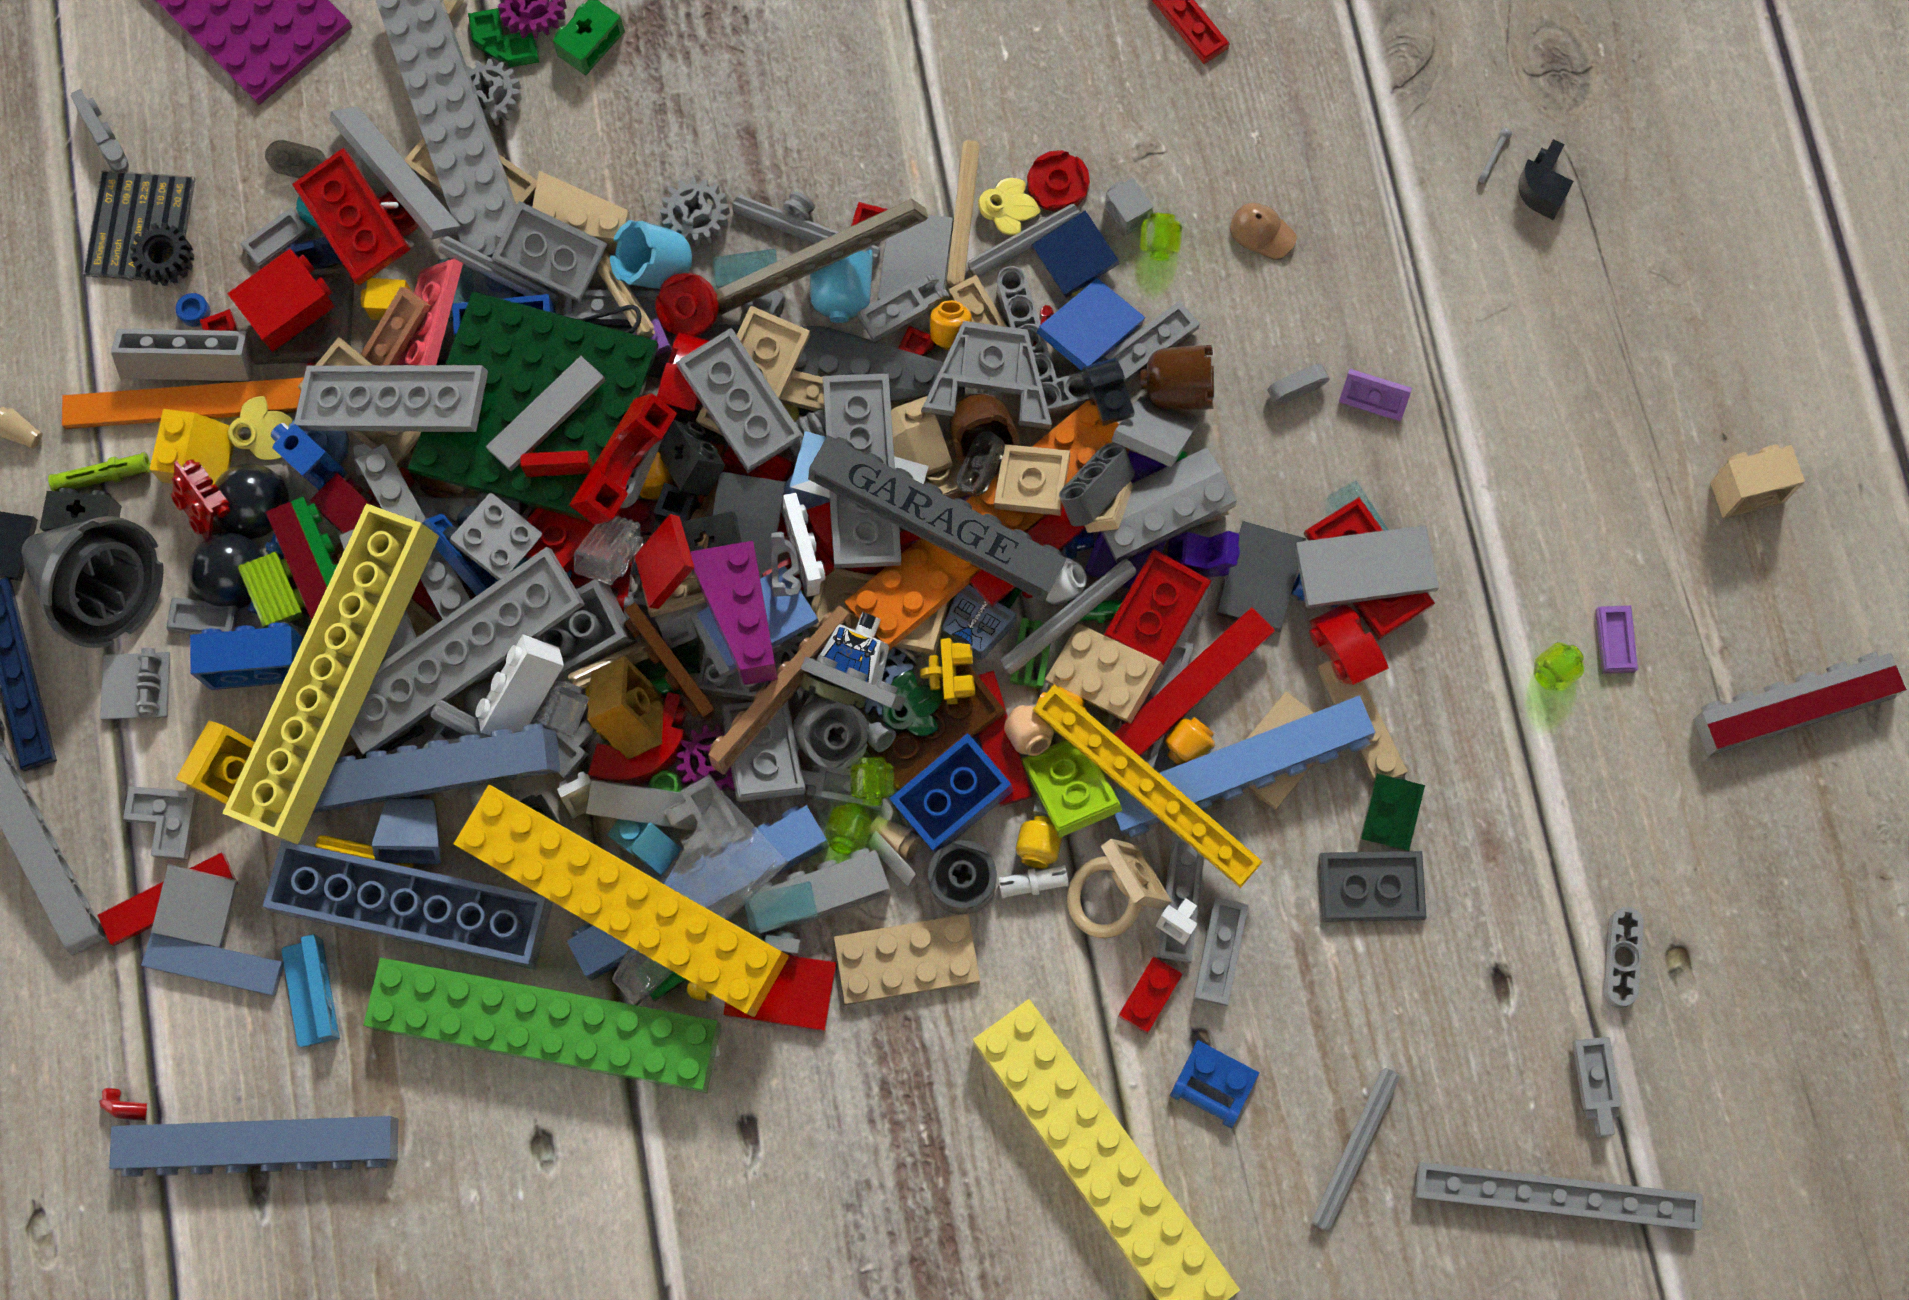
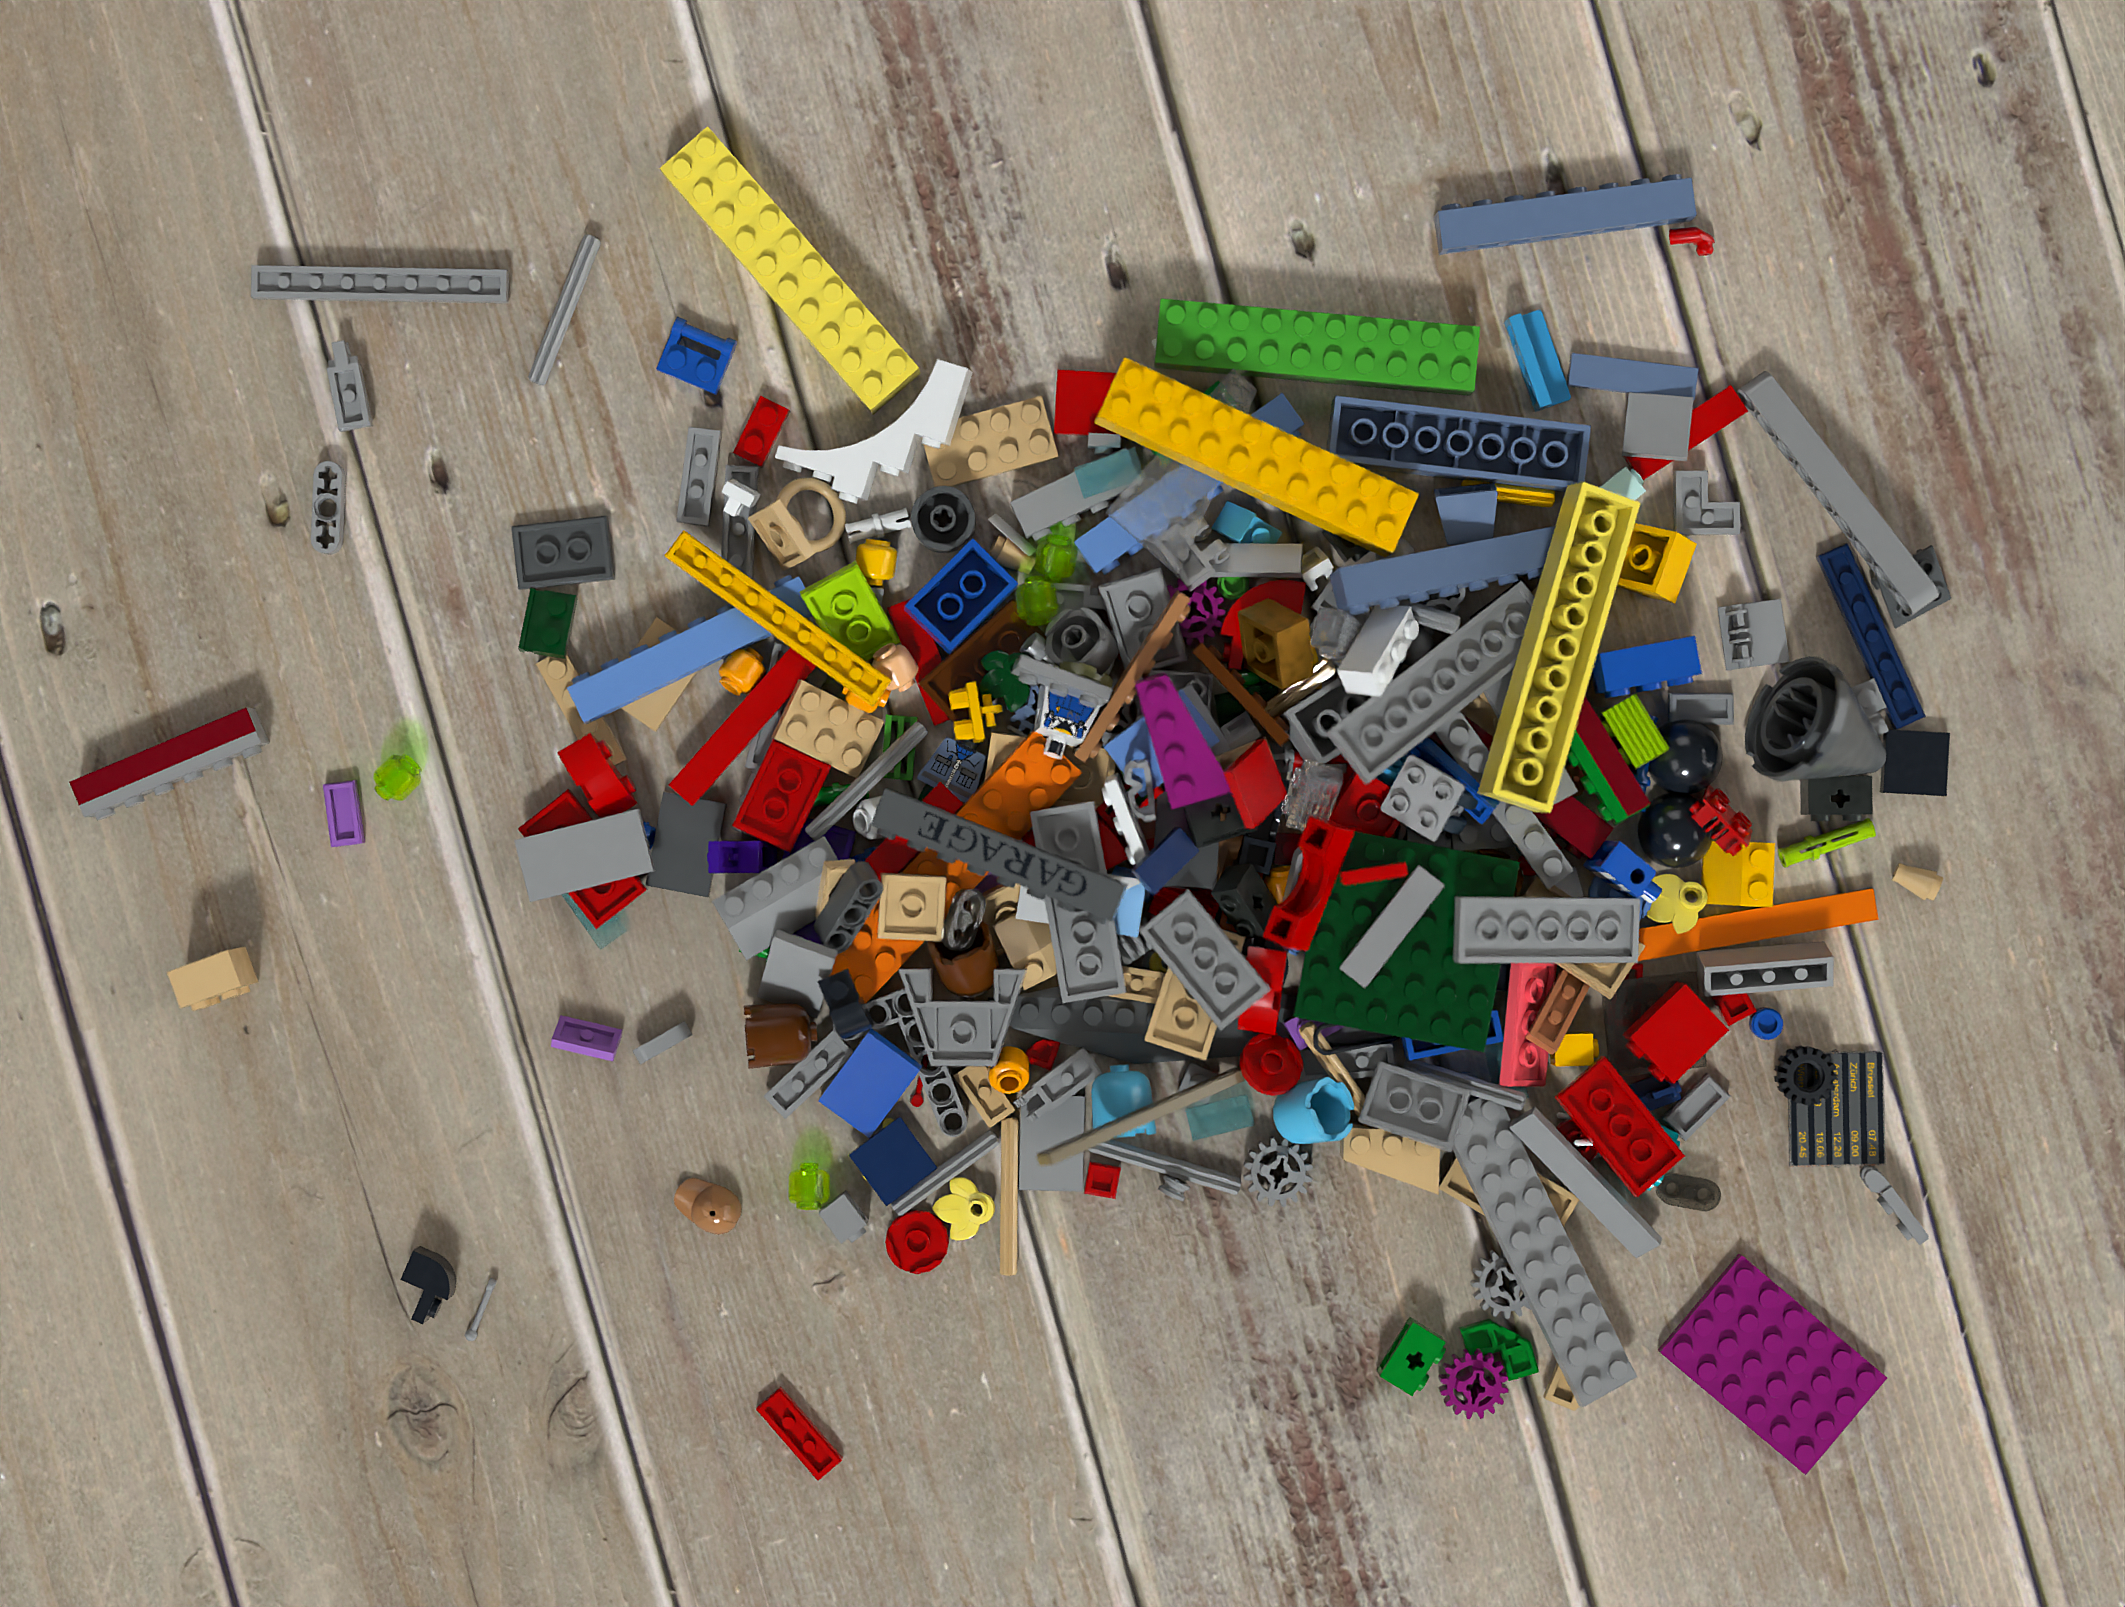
camera: 170 degrees right, 15 degrees up
(27, 606) = (1871, 702): none -> light grey plate
(245, 845) = (1625, 483): none -> light aqua brick
(767, 500) = (1165, 860): none -> dark blue tile
(1010, 954) = (855, 466): none -> white arch

